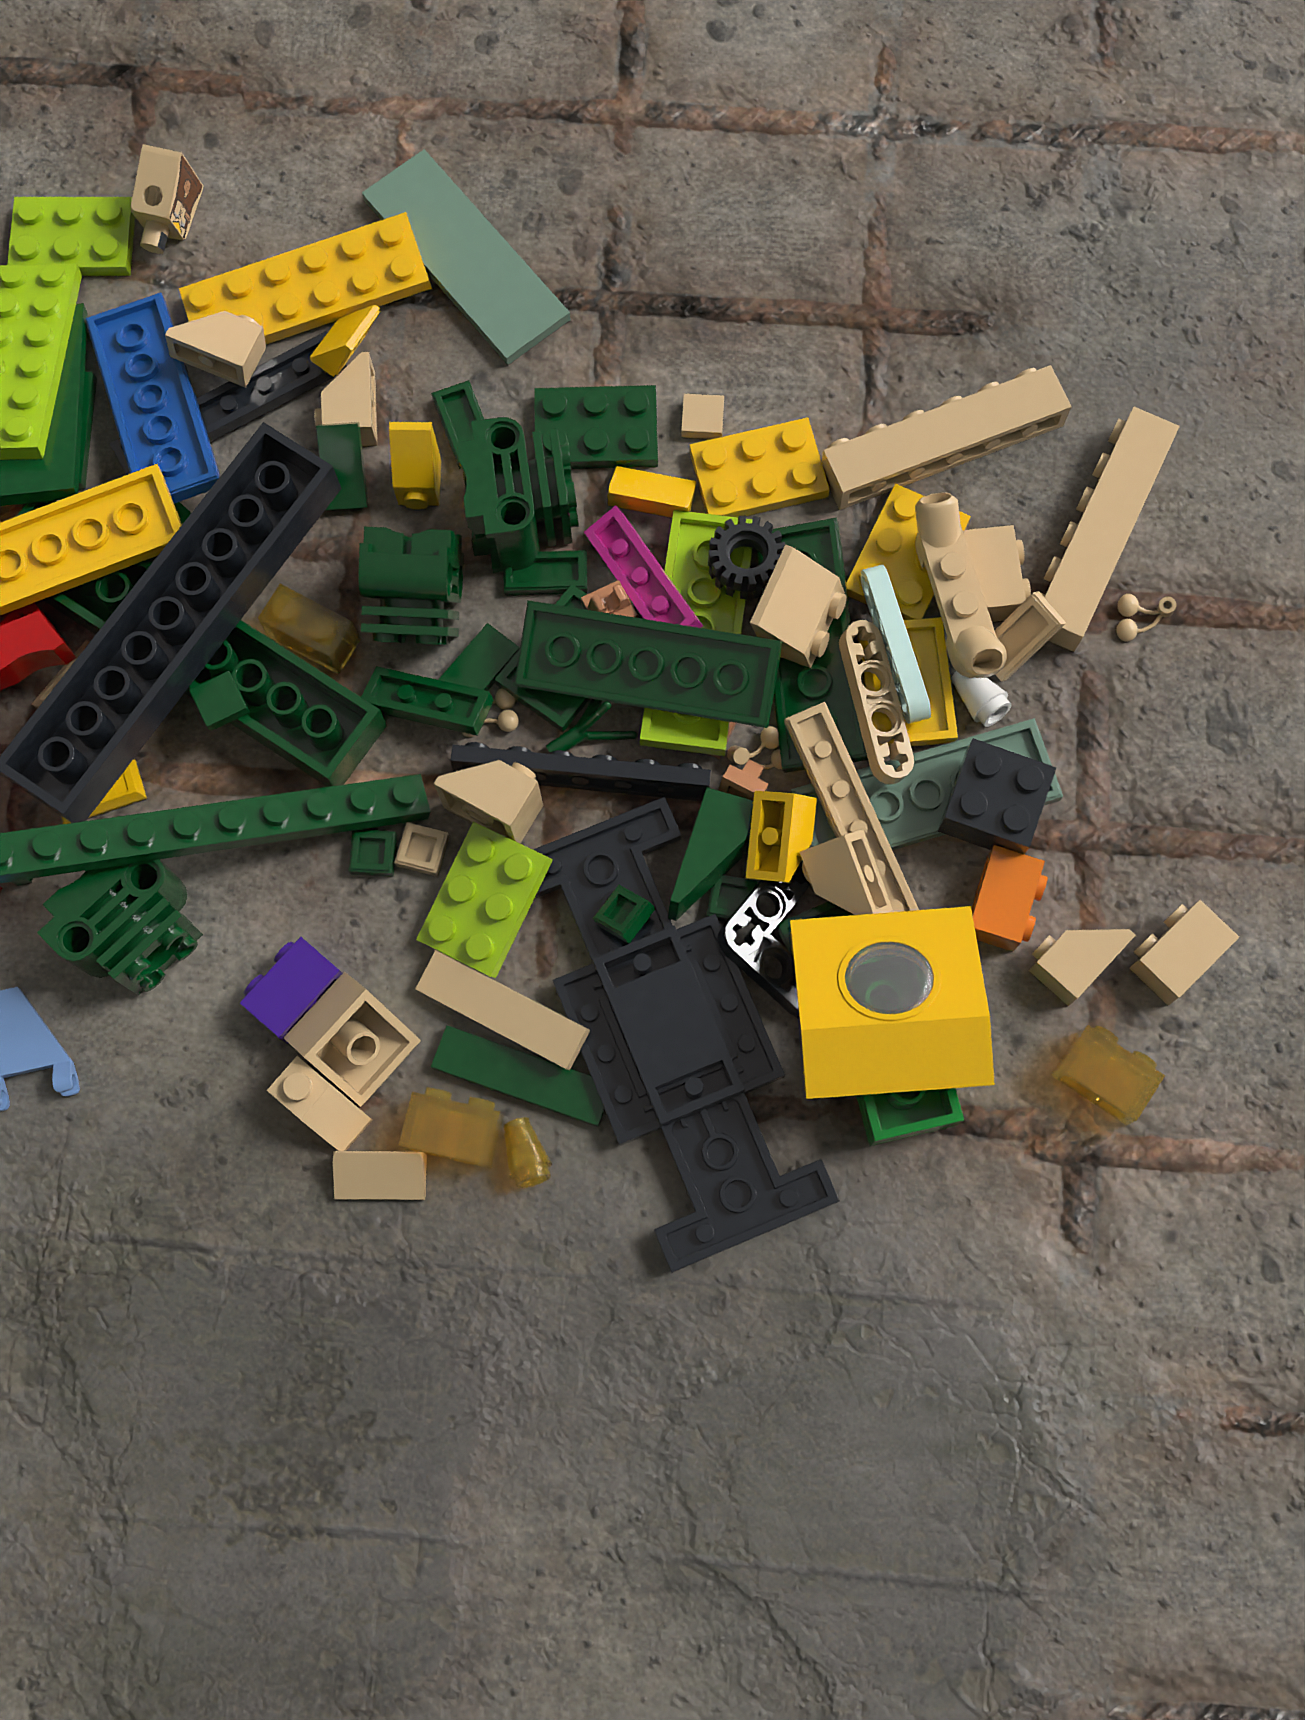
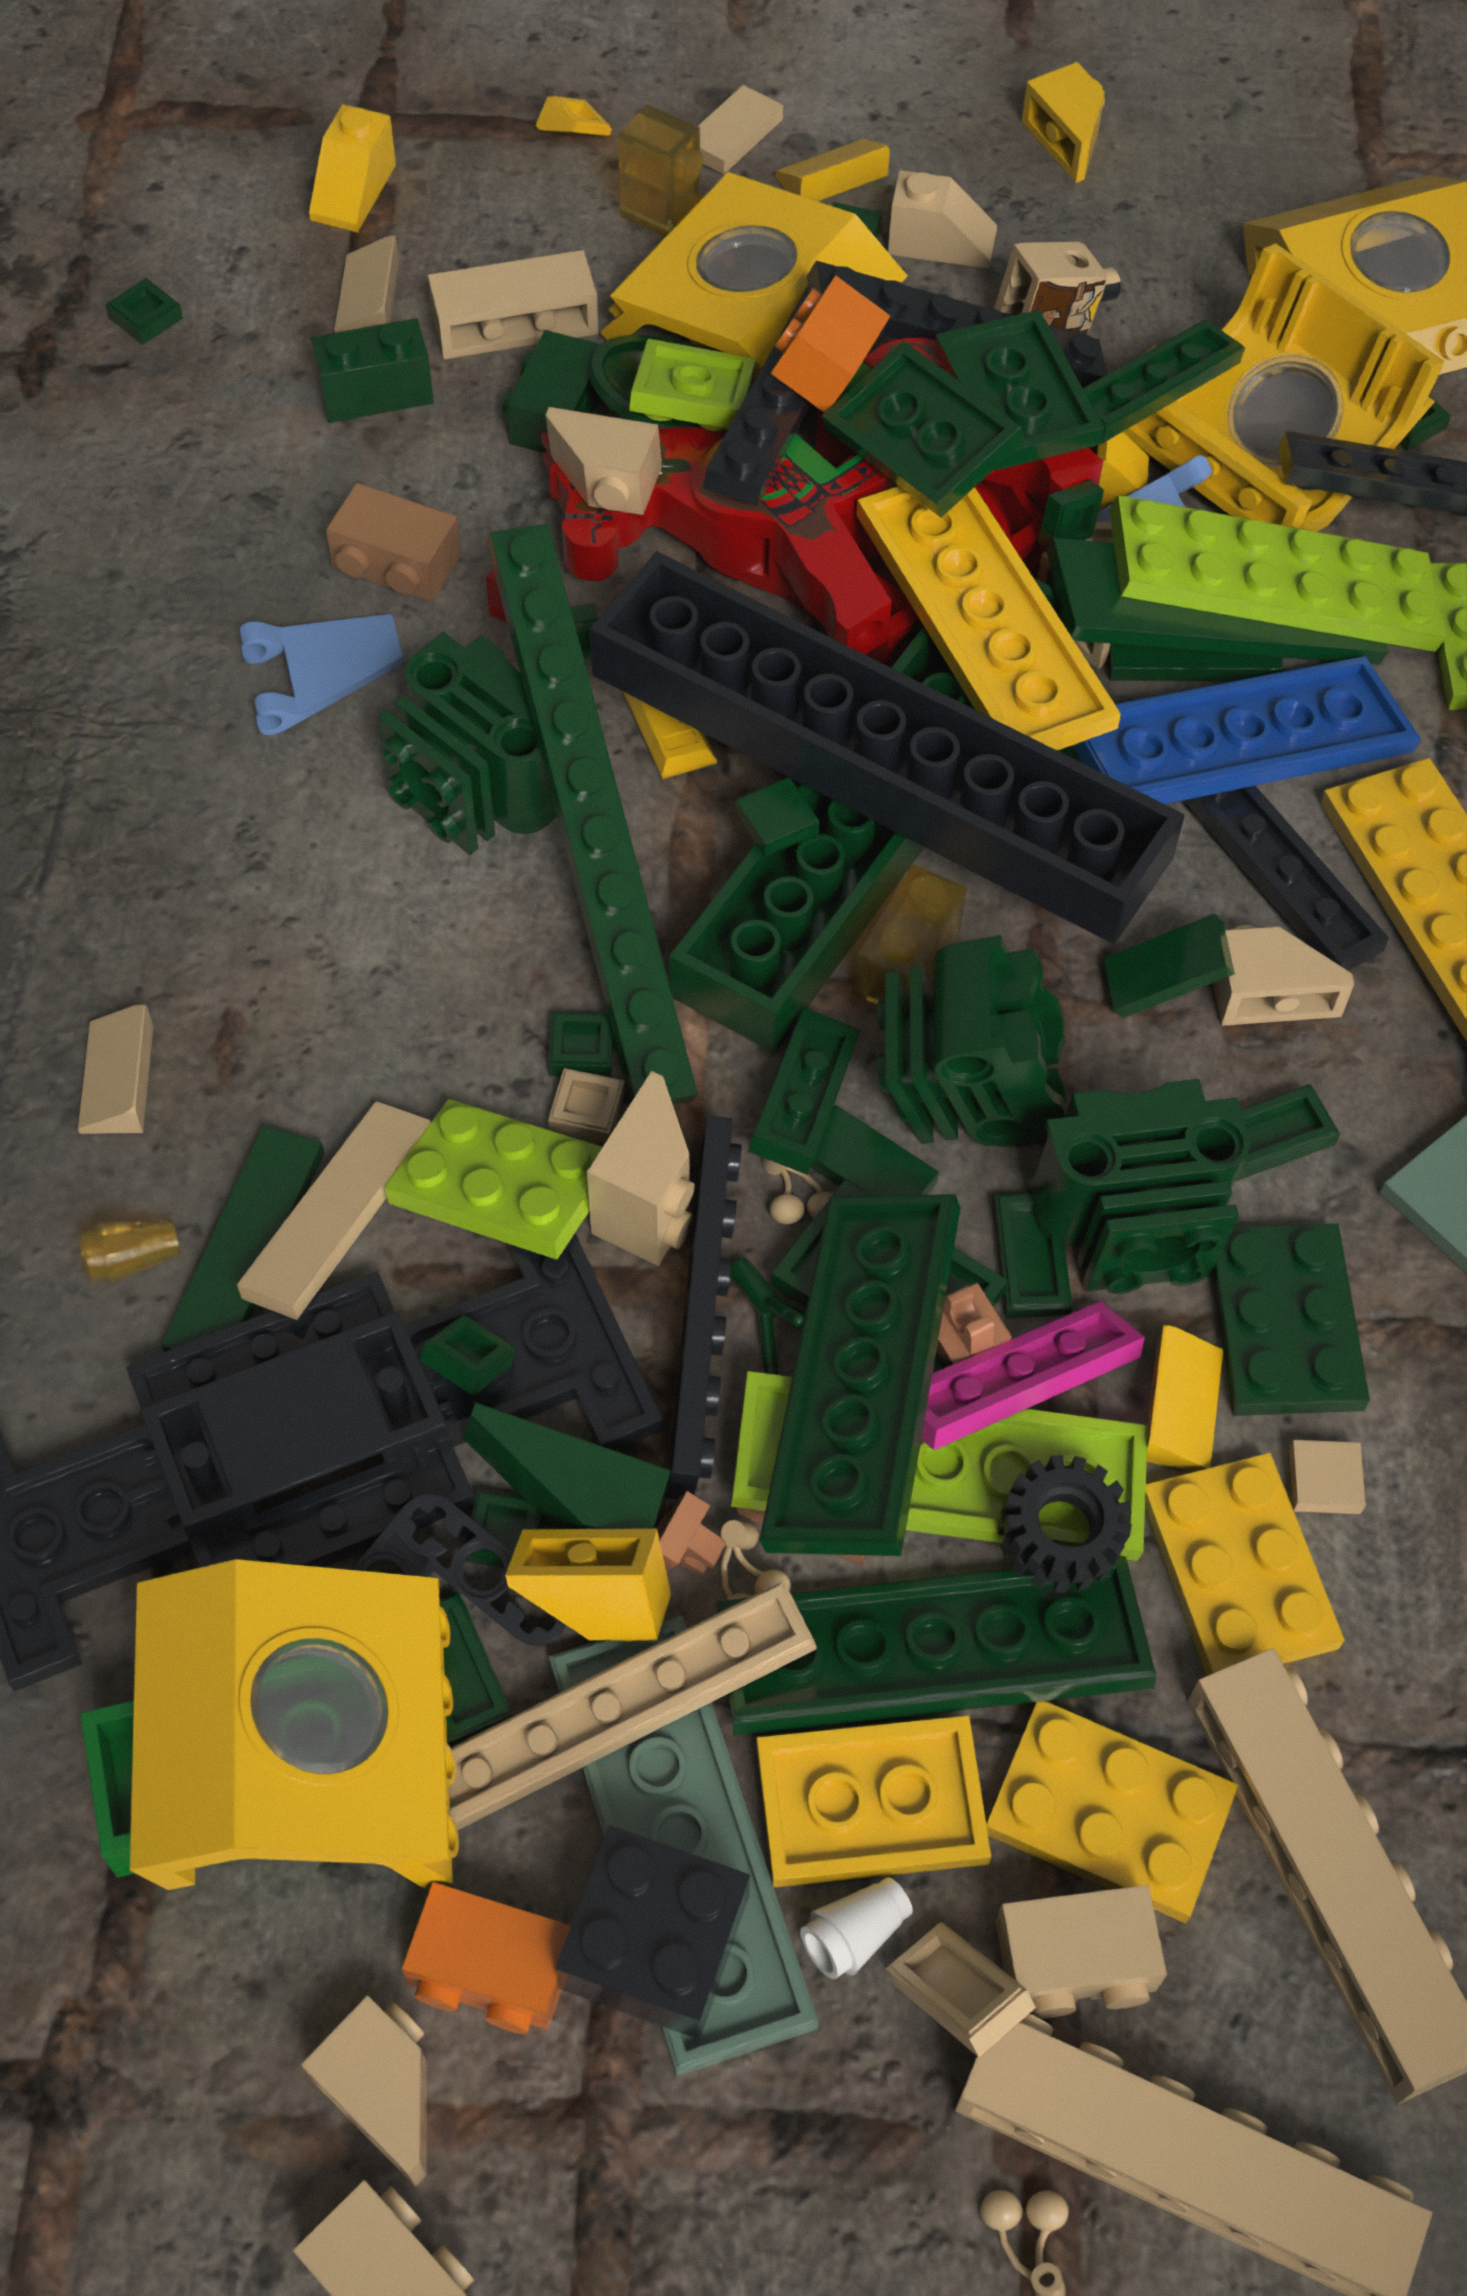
camera: 85 degrees right, 15 degrees down
(219, 345) = (1333, 798): tan slope -> none
(289, 987) = (379, 951): dark purple brick -> none
(319, 1104) = (217, 988): tan slope -> none
(343, 339) = (1371, 956): yellow slope -> none
(352, 1039) = (305, 1024): tan slope -> none
(415, 464) = (1177, 1046): yellow slope -> none
(452, 1128) = (168, 1151): clear yellow brick -> none
(799, 607) = (971, 1590): tan slope -> none
(846, 874) = (517, 1683): tan slope -> none
(869, 702) = (825, 1739): tan beam -> none
(900, 654) = (926, 1763): light aqua beam -> none
(965, 616) = (1030, 1862): tan plate -> none
(1108, 1074) = (178, 2131): clear yellow brick -> none

